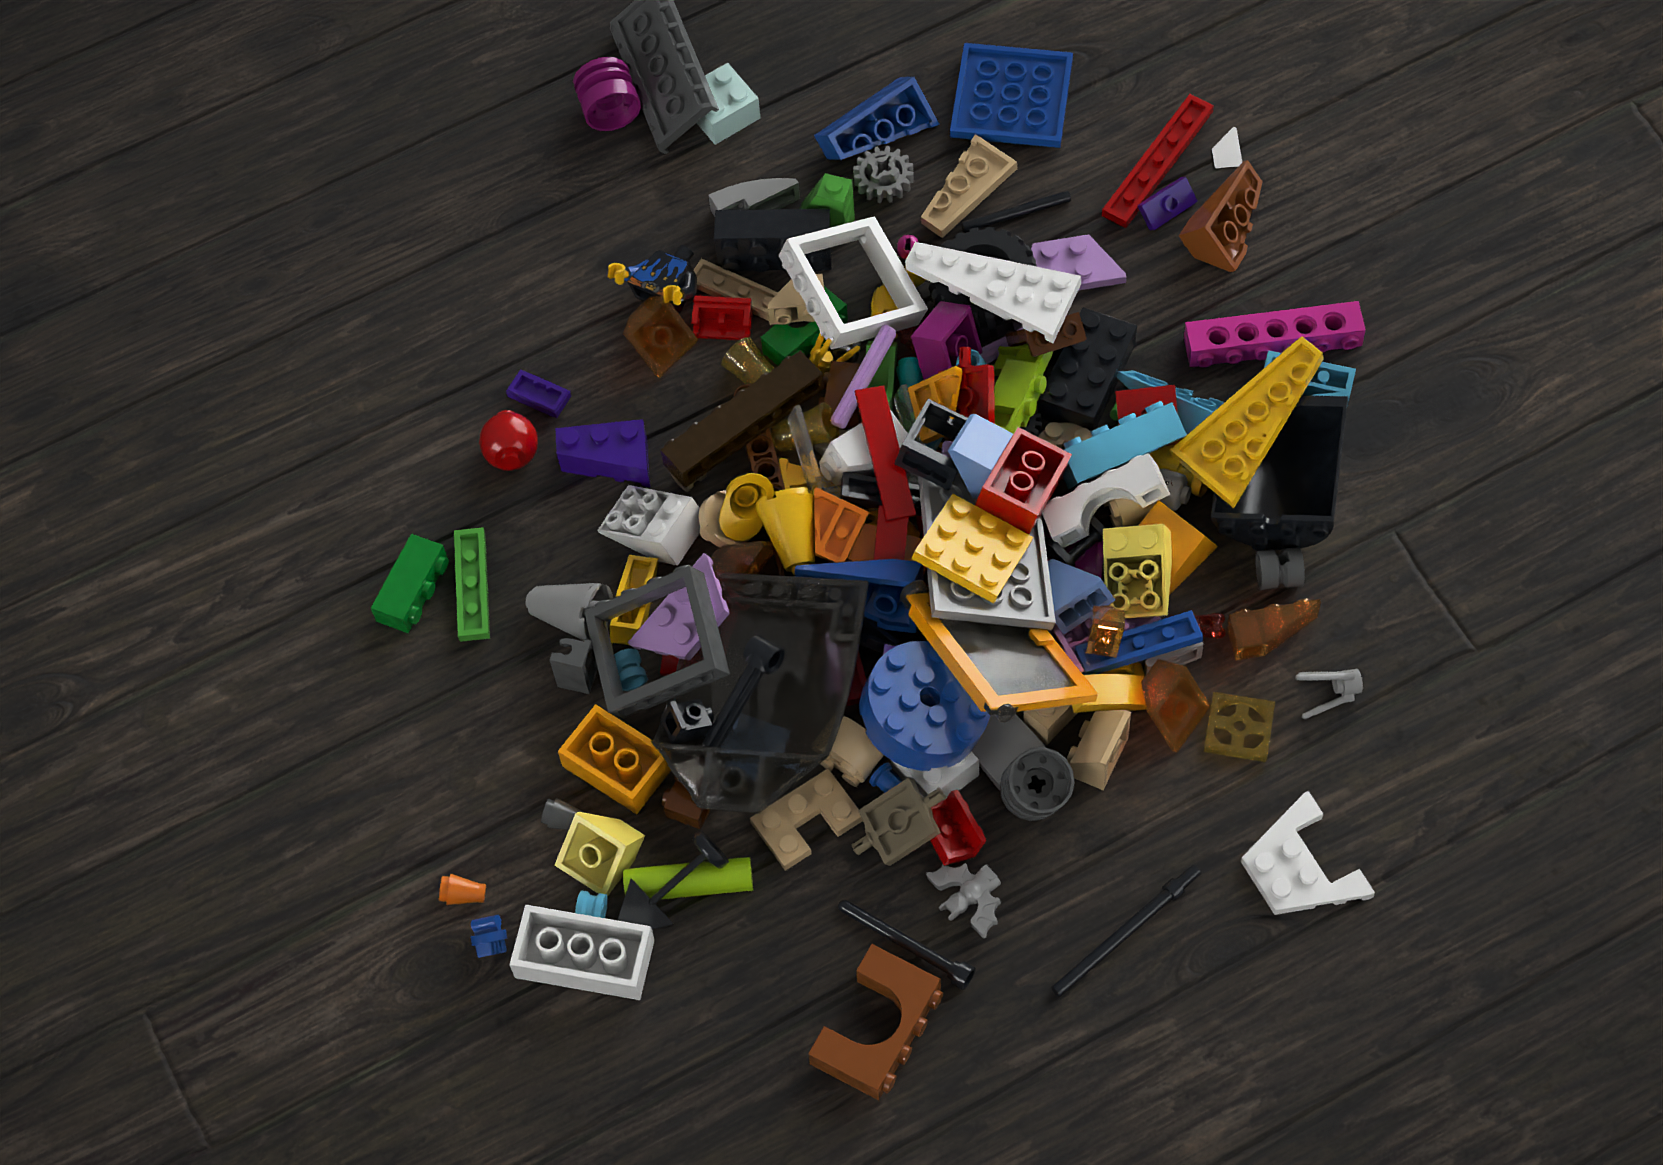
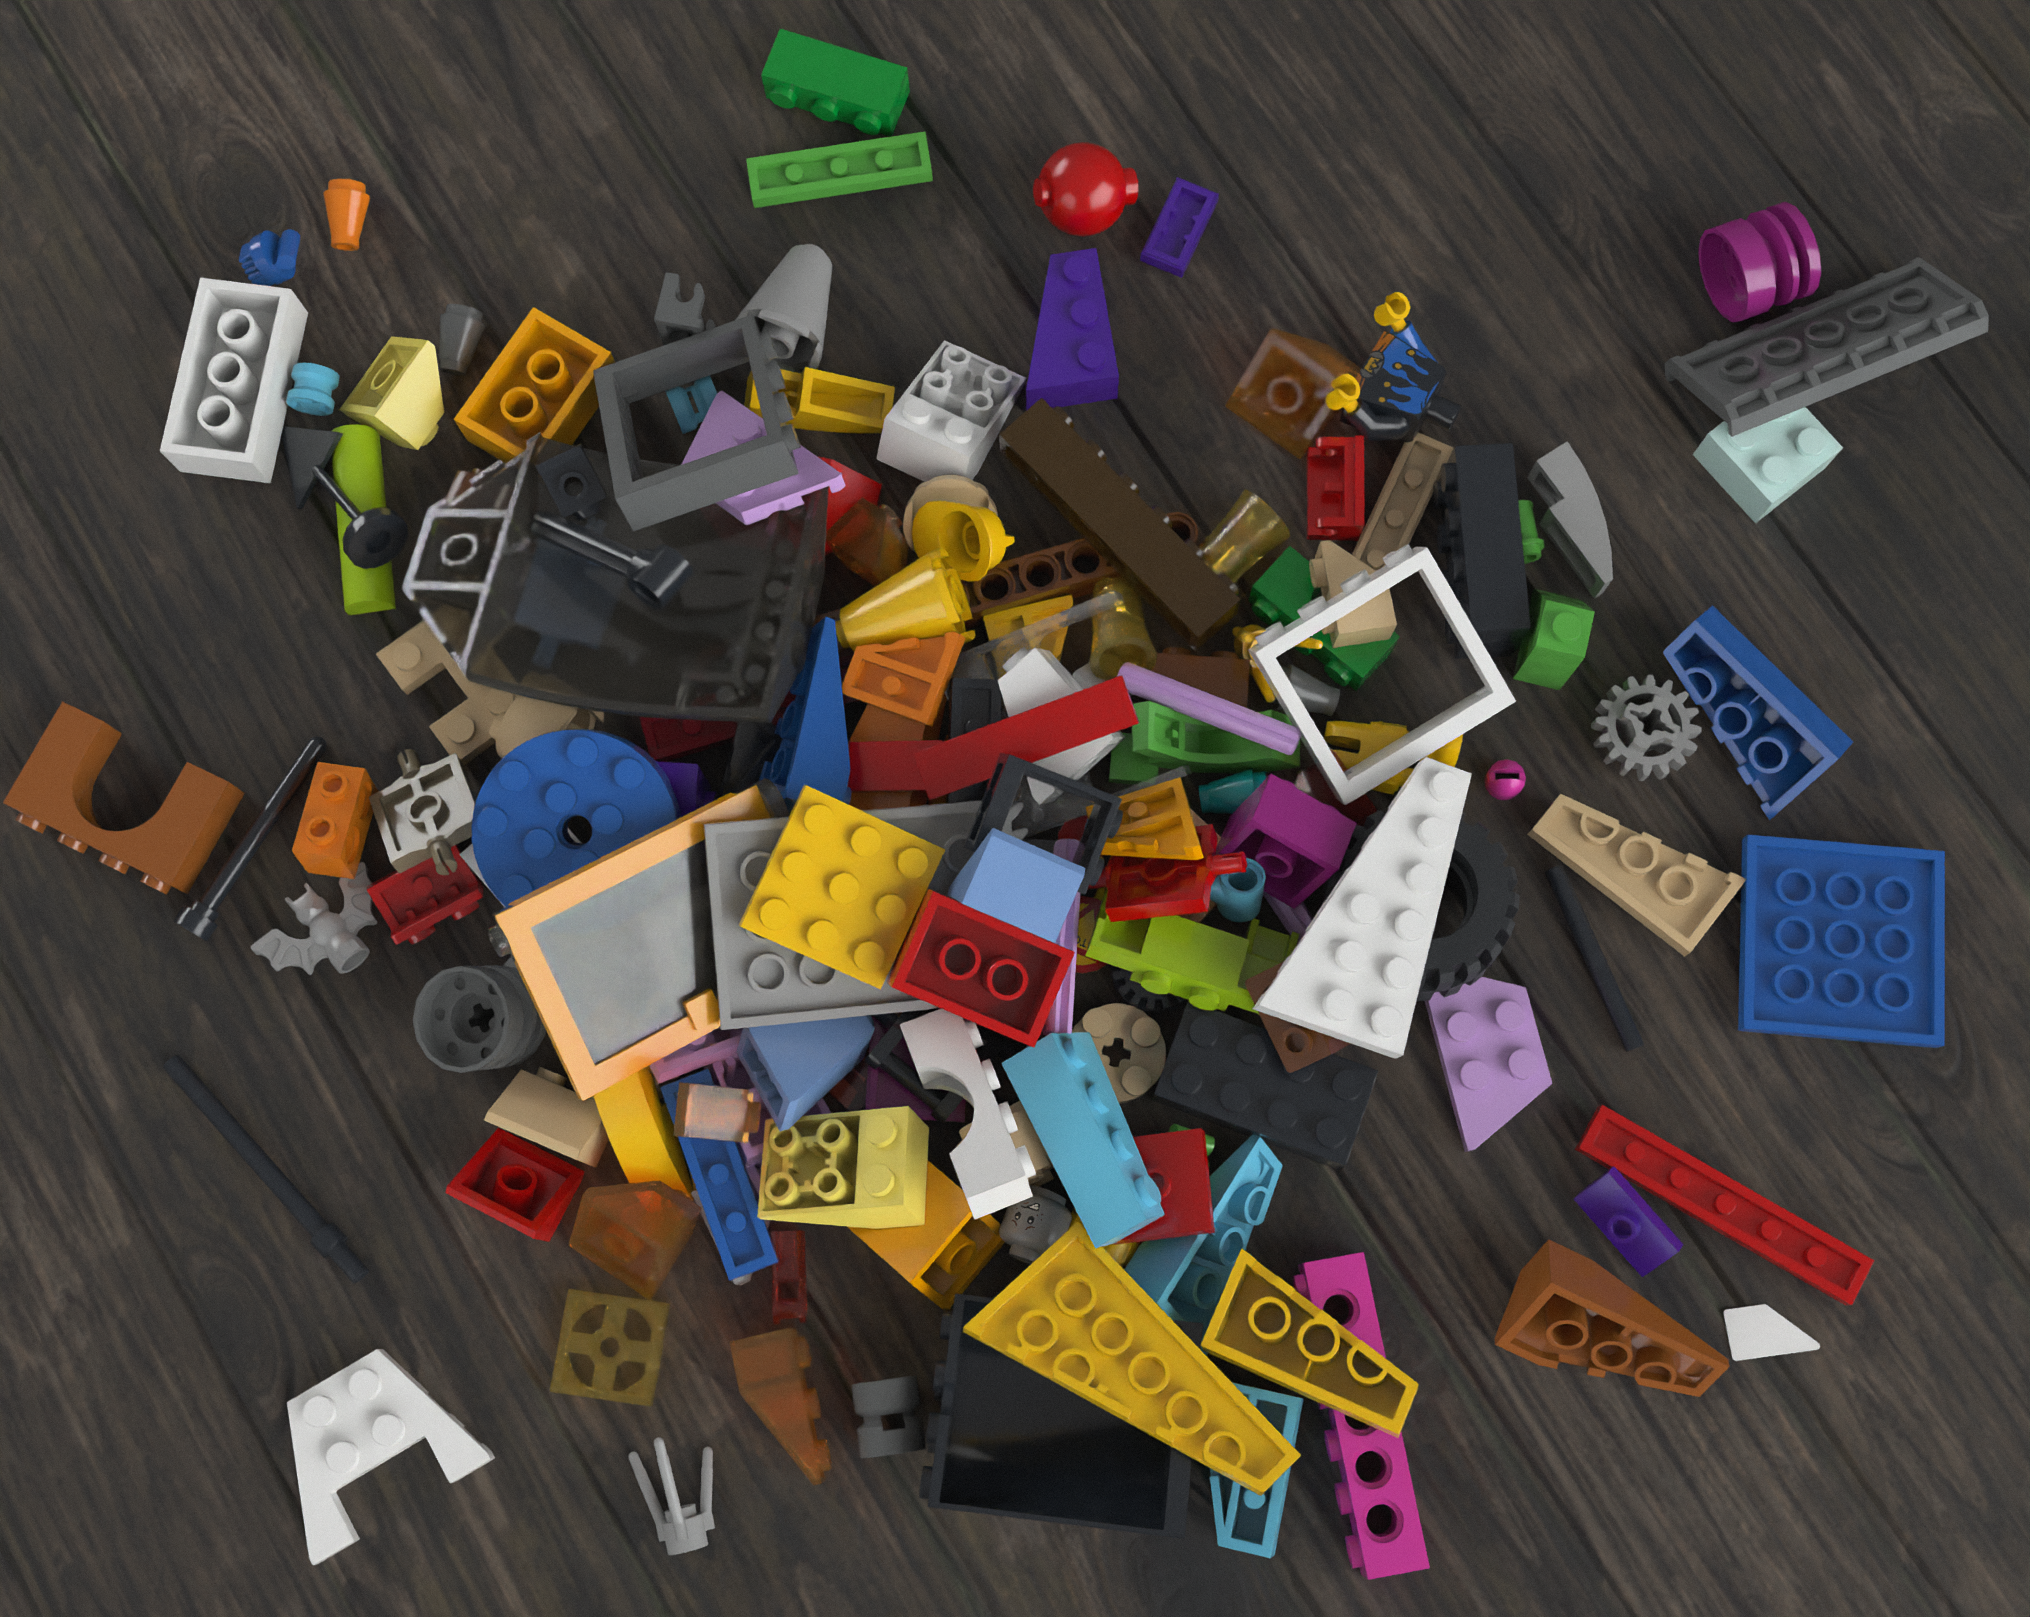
camera: 85 degrees right, 15 degrees up
(900, 880) = (335, 820): none -> orange brick
(1141, 775) = (517, 1185): none -> red slope
(1242, 343) = (1295, 1344): none -> yellow wedge

